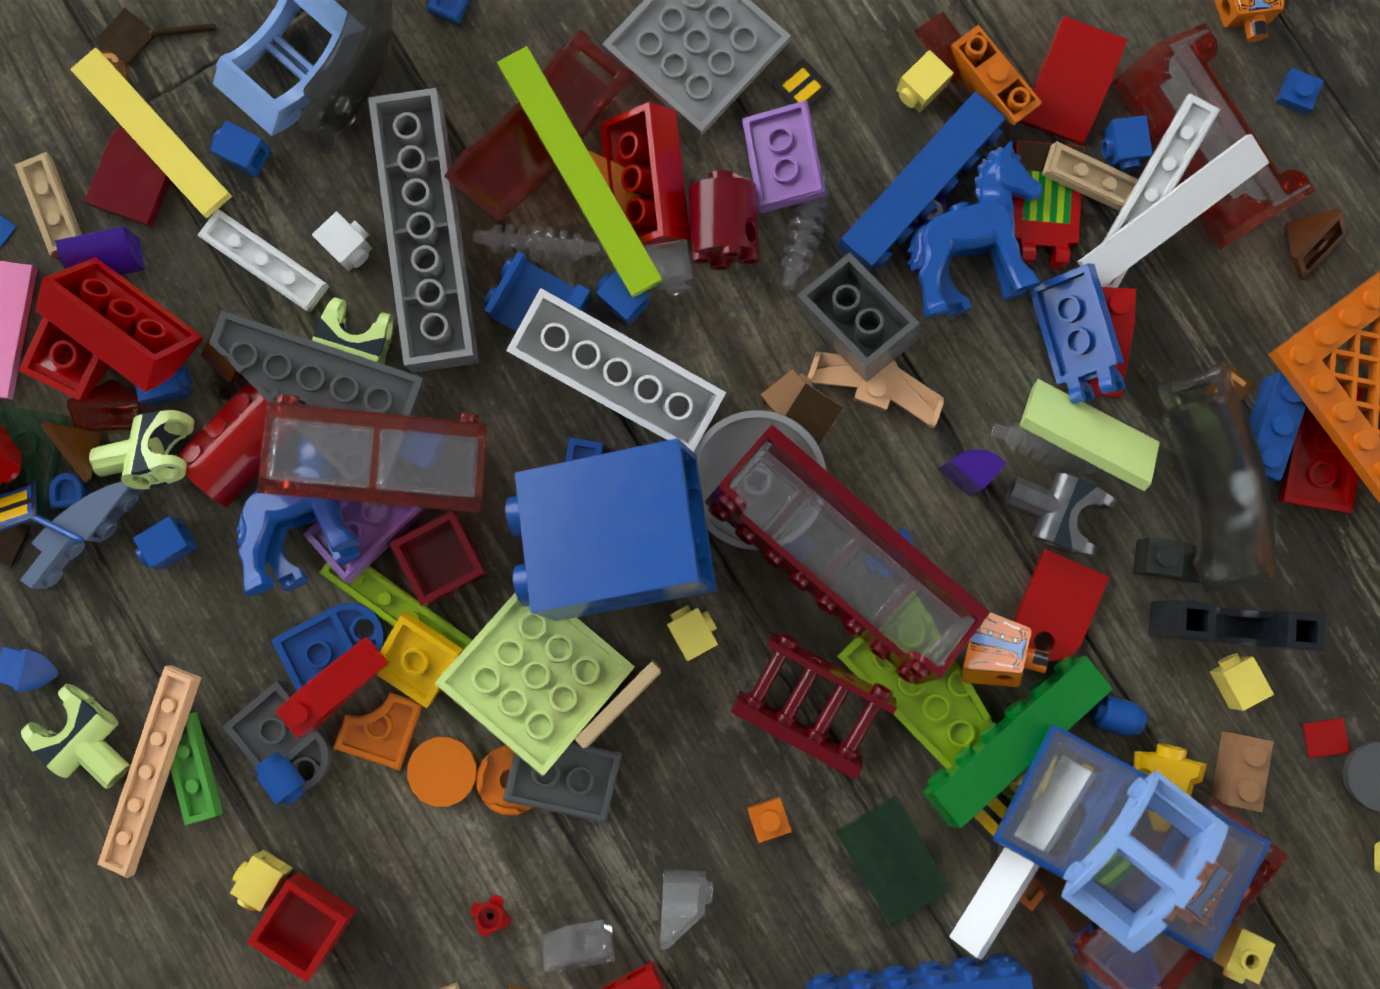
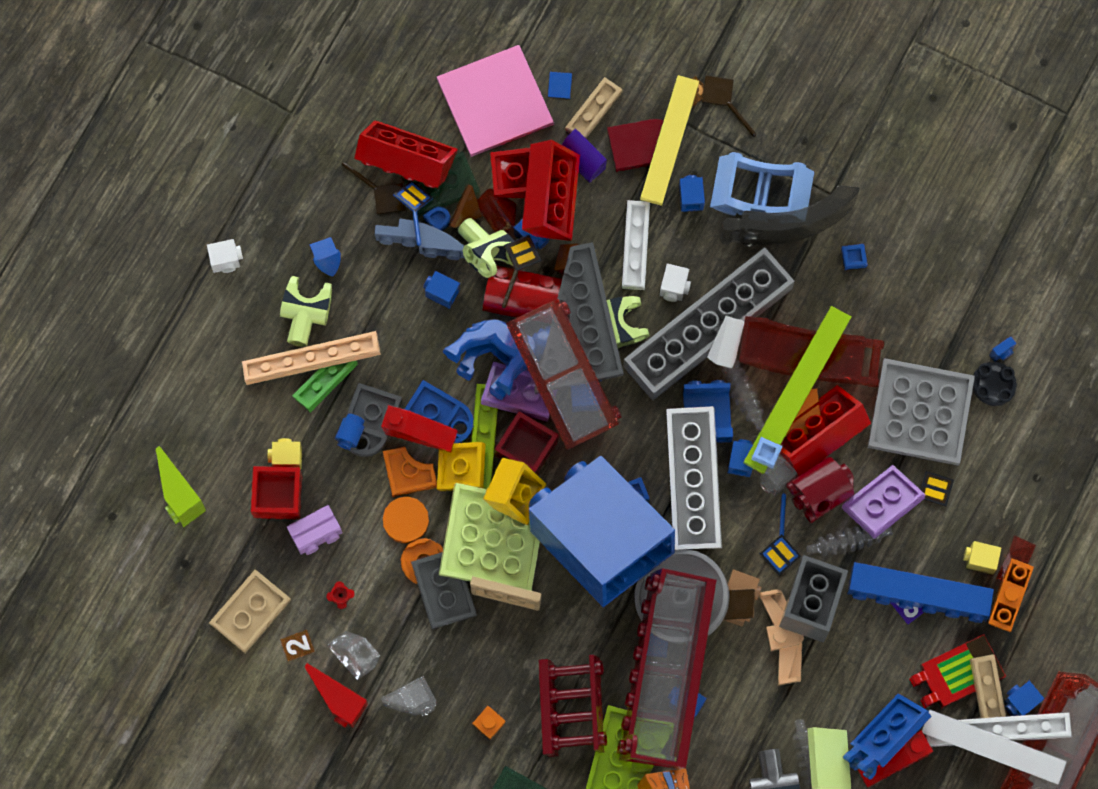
camera: 60 degrees right, 10 degrees down
(183, 412) = (522, 254): none -> piece
(384, 902) = (315, 530): none -> lavender brick
(465, 223) = (727, 342): none -> white slope
(489, 612) = (513, 489): none -> yellow slope
(639, 259) = (766, 452): none -> light blue tile
(692, 631) = (571, 613): light yellow brick -> none
(768, 323) = (780, 552): none -> piece
(972, 469) = (765, 717): dark purple brick -> none
(976, 231) = (910, 639): blue animal -> none
(1074, 79) = (1040, 645): red slope -> none

